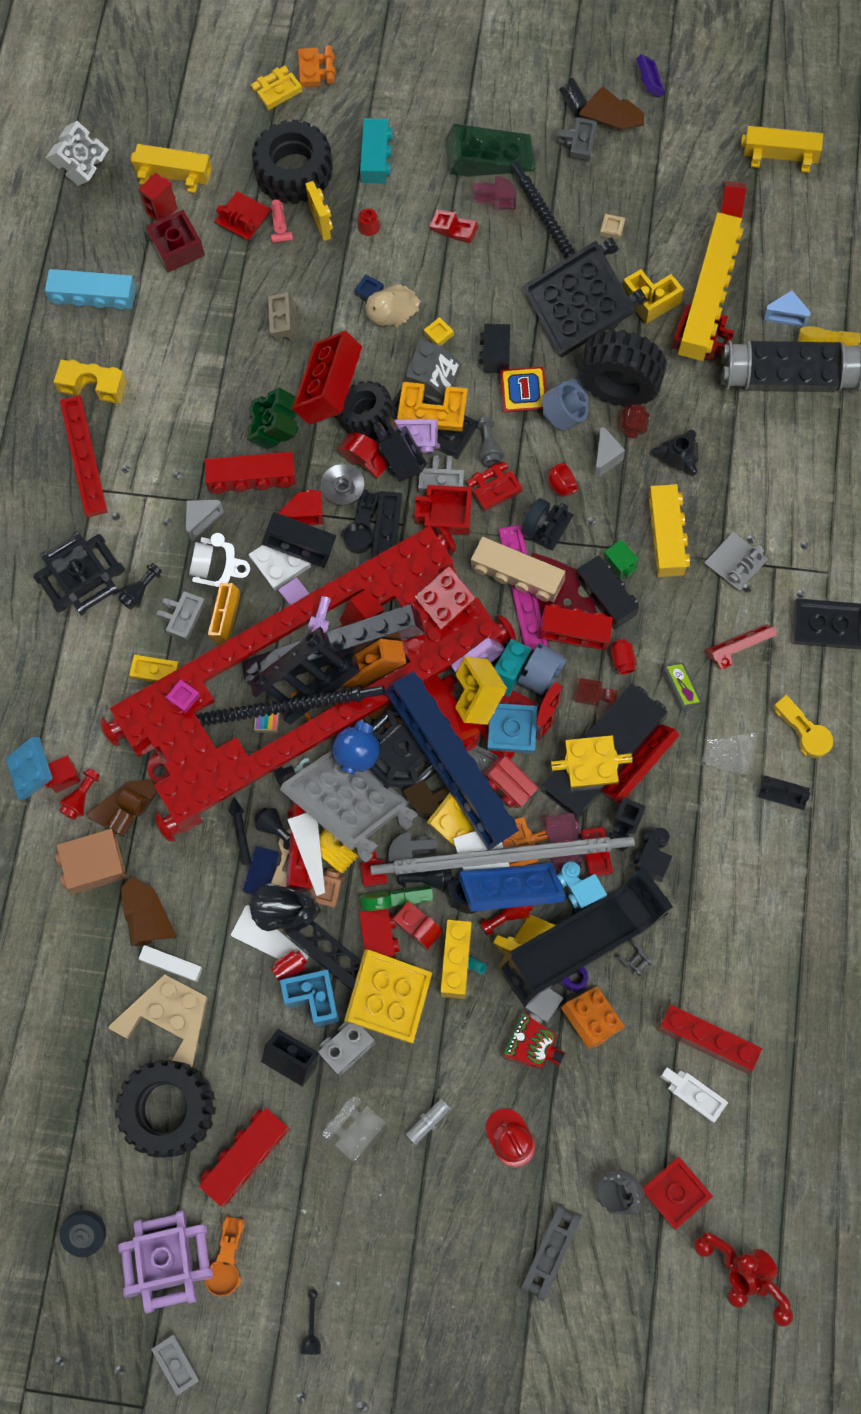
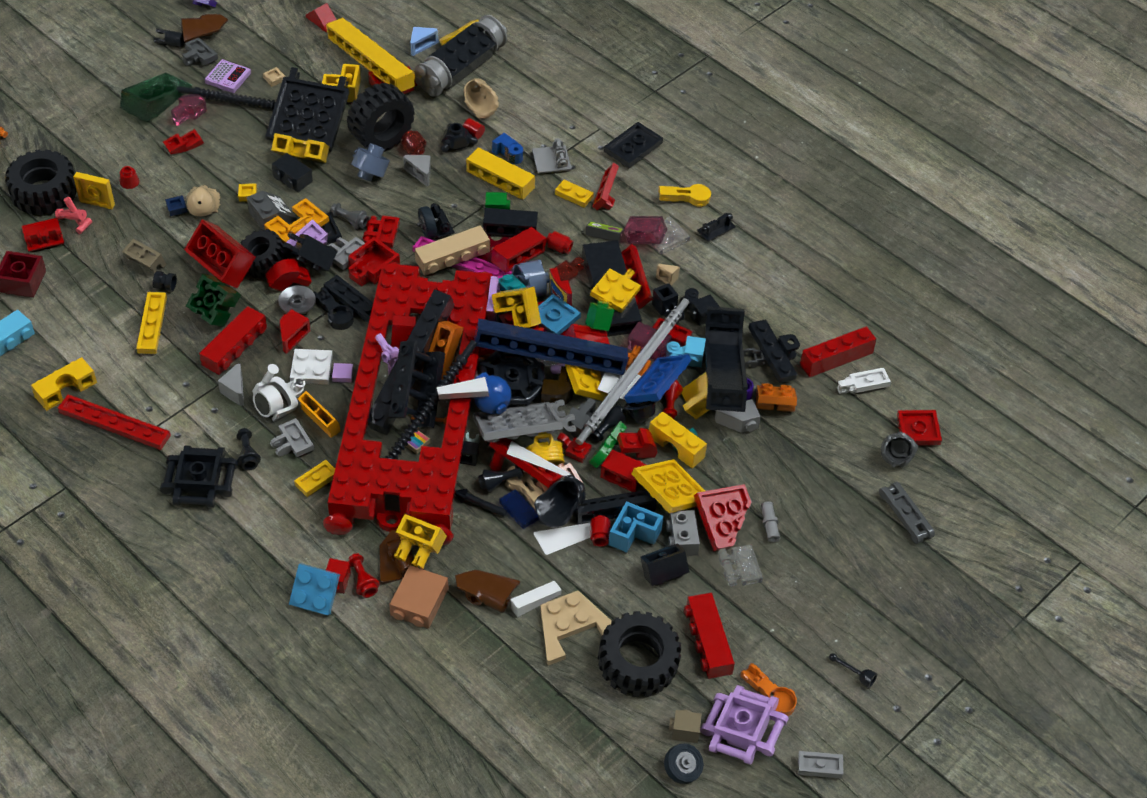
camera: 60 degrees left, 20 degrees down
(126, 1205) = (685, 726): none -> dark tan brick
(138, 815) = (418, 533): none -> yellow brick
(183, 696) = (366, 450): dark pink plate -> none
(216, 389) = (151, 323): none -> yellow plate
(269, 356) = (164, 280): none -> black wheel
(299, 539) = (313, 340): black brick -> none
(330, 731) = (465, 389): none -> white piece
(376, 151) = (84, 143): teal brick -> none
(398, 1069) = (723, 513): none -> plate
(446, 598) = (444, 277): hinge -> none
(510, 1137) = (816, 488): red piece -> none
(523, 389) = (333, 179): slope -> none
(532, 1045) = (766, 437): torso -> none
(537, 342) = (298, 148): none -> yellow arch
(539, 773) = (599, 316): none -> green brick
(562, 480) = (415, 198): red hair -> none
(574, 188) = (227, 76): none -> lavender tile
(656, 973) = (776, 350): none -> black plate
(672, 793) = (667, 273): none -> tan slope
(707, 457) = (474, 128): none -> red piece
(708, 618) = (574, 193): none -> yellow plate
(709, 727) = (645, 230): none -> clear pink brick
(711, 514) = (508, 147): none -> blue leg
(749, 1275) = (1001, 427): red wheel -> none
(752, 430) = (480, 99): none -> tan piece

